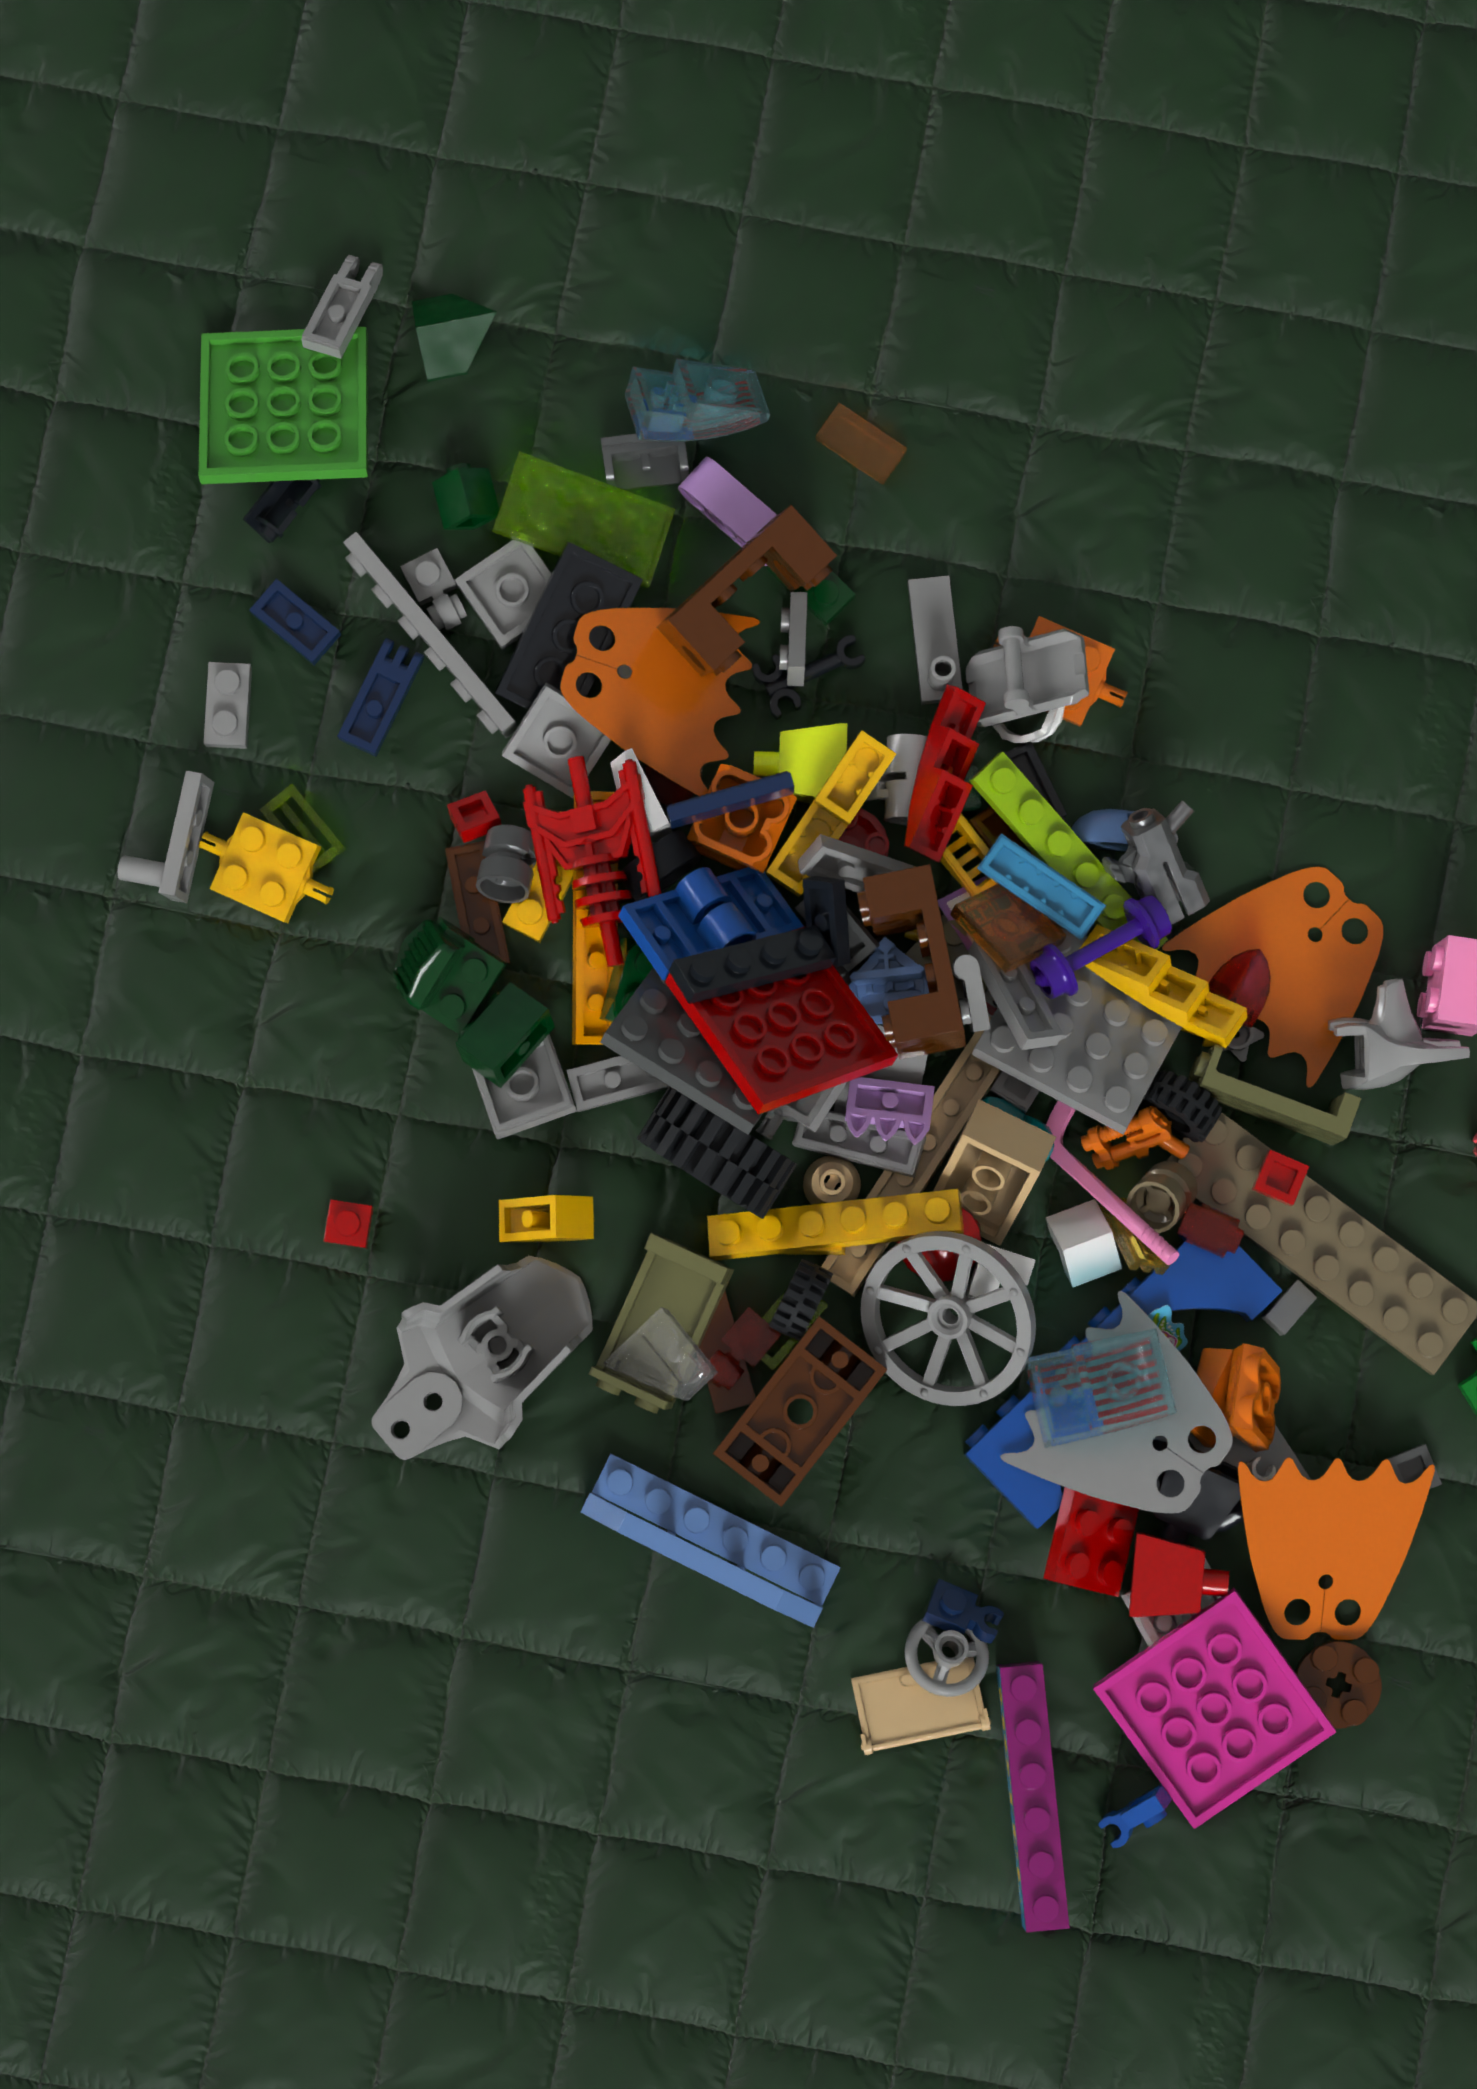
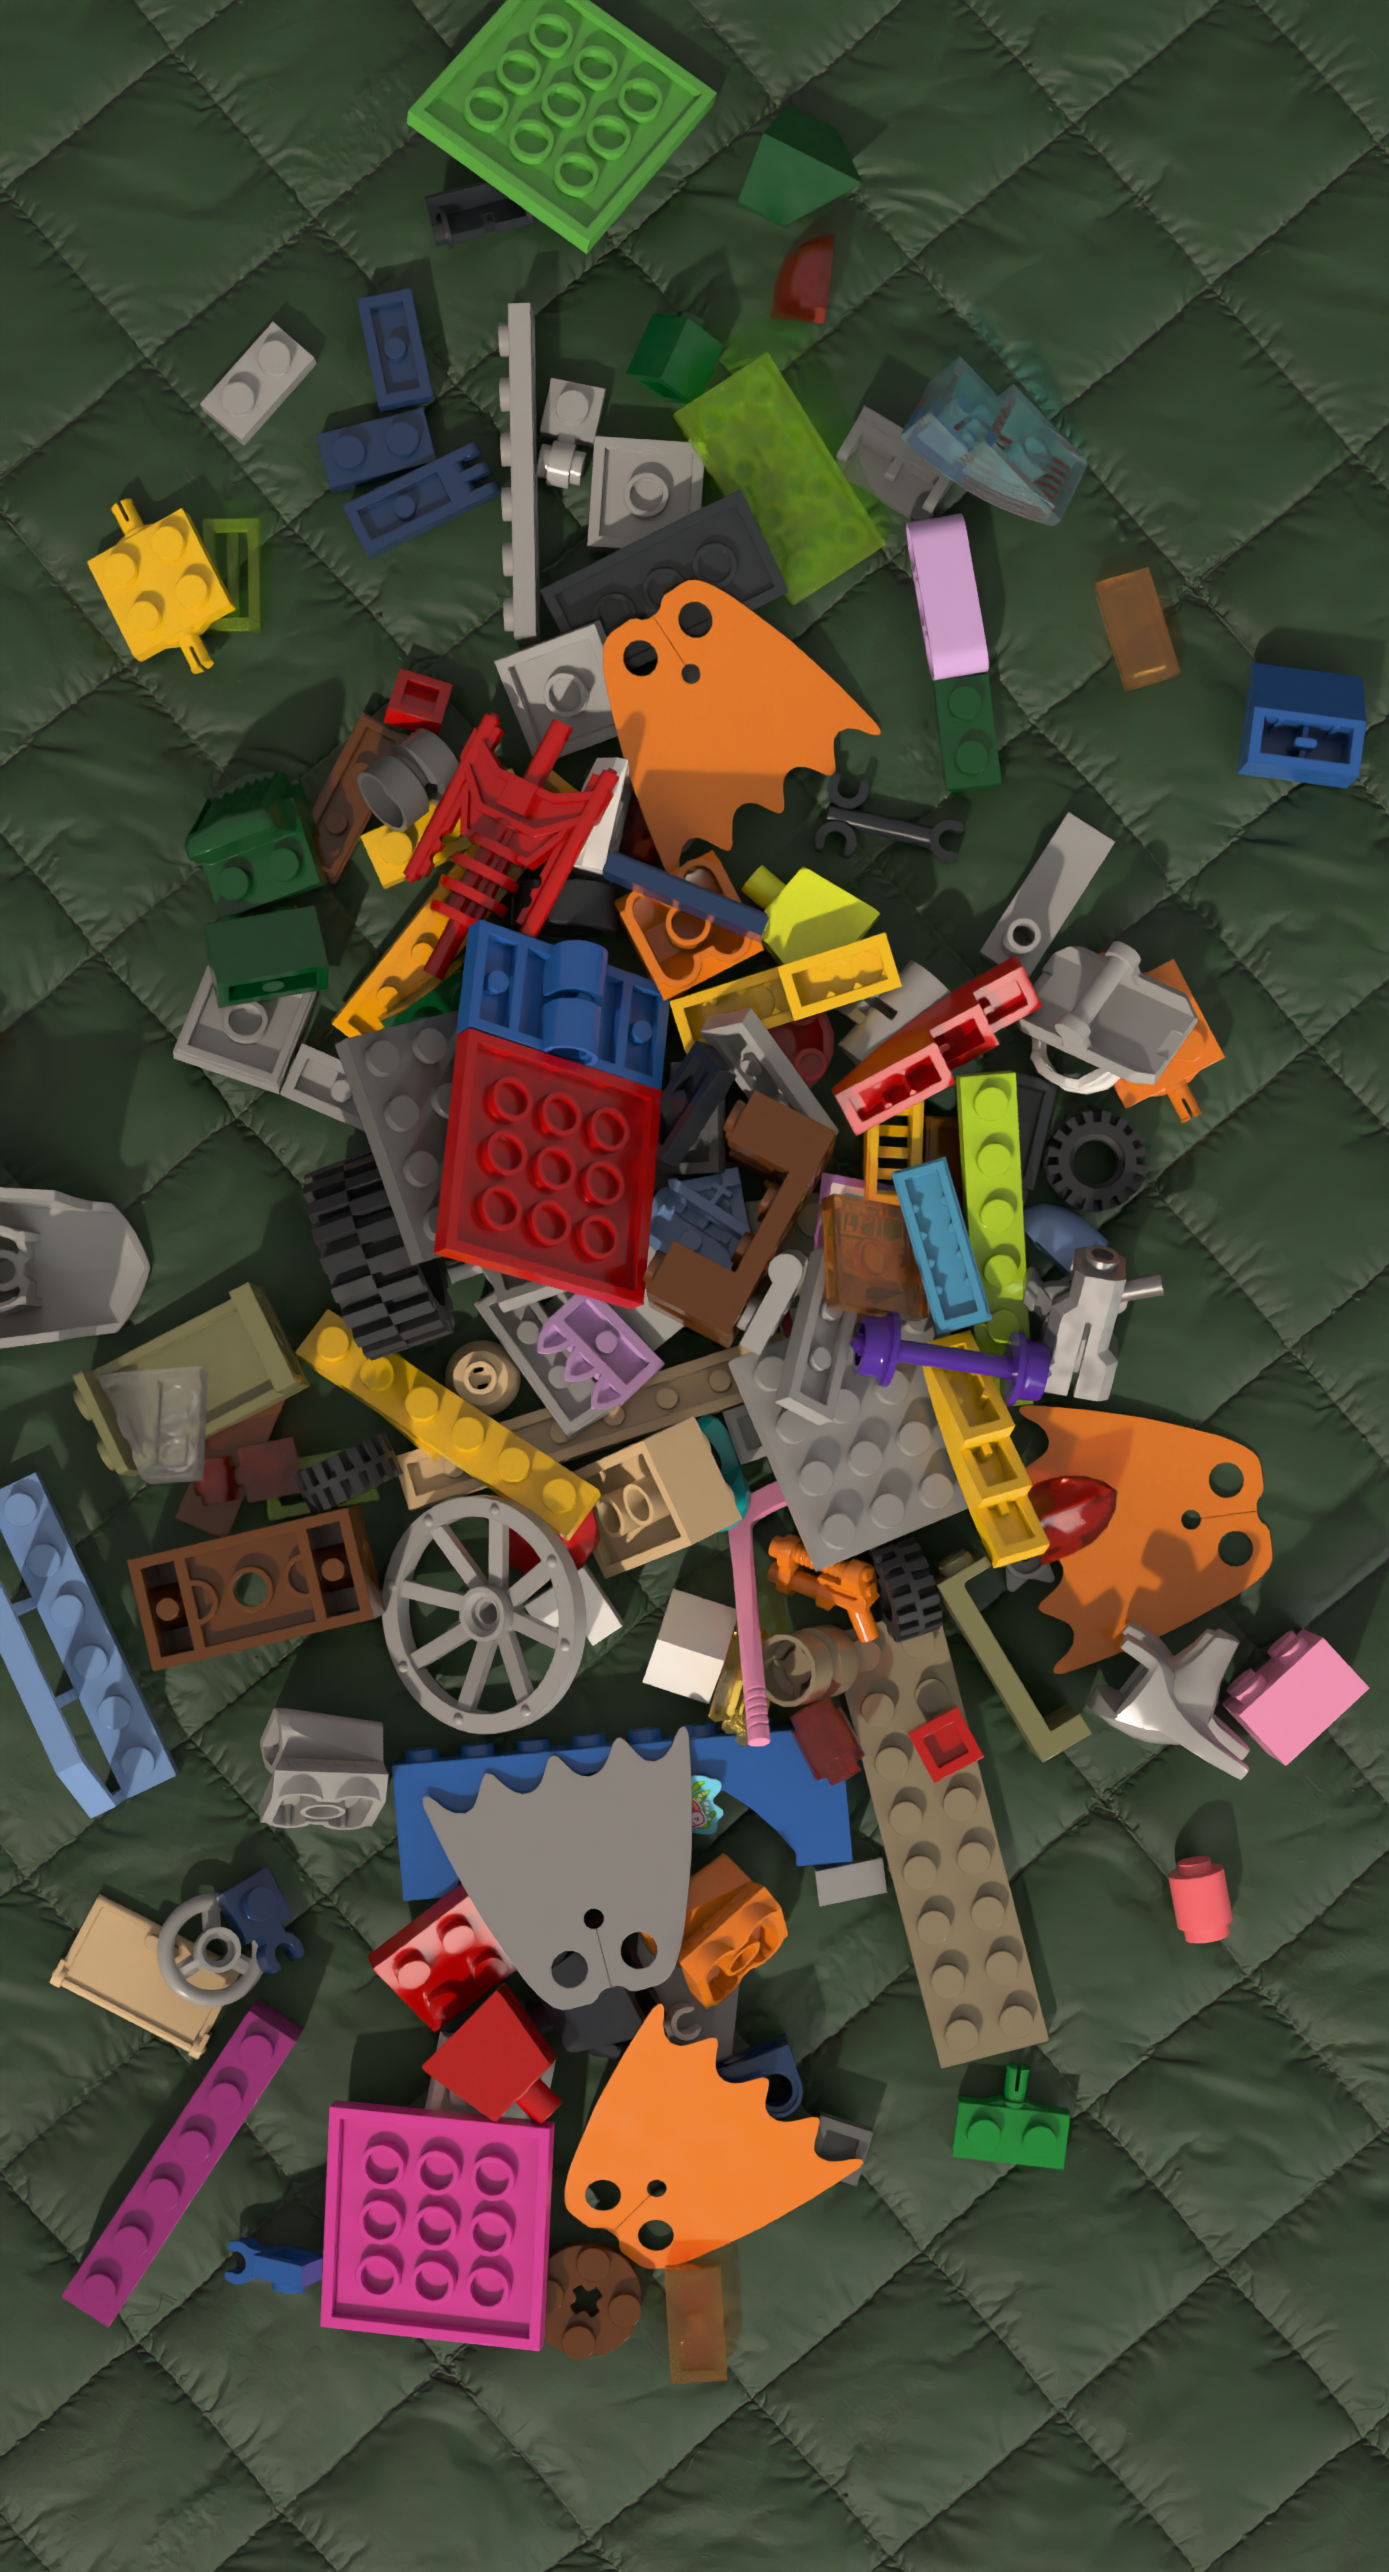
camera: 40 degrees right, 5 degrees up
(177, 872) = (69, 516): light grey piece -> none
(329, 689) = (376, 450): none -> dark blue plate
(341, 308) = (706, 51): light grey hinge -> none
(505, 394) = (804, 282): none -> clear red brick
(546, 1219) = (160, 1181): yellow slope -> none
(752, 964) = (565, 1088): black plate -> none
(789, 550) = (963, 685): reddish brown plate -> none
(793, 655) = (911, 765): light grey plate -> none
(926, 1490) = (322, 1770): none -> light grey piece
(1004, 423) = (1303, 726): none -> blue slope
(1098, 746) = (1127, 1150): none -> black tyre
(1100, 1387) = (579, 1812): clear light blue slope -> none
(1329, 1449) = (761, 2061): none -> dark blue plate
(1414, 1644) = (695, 2322): none -> clear orange plate

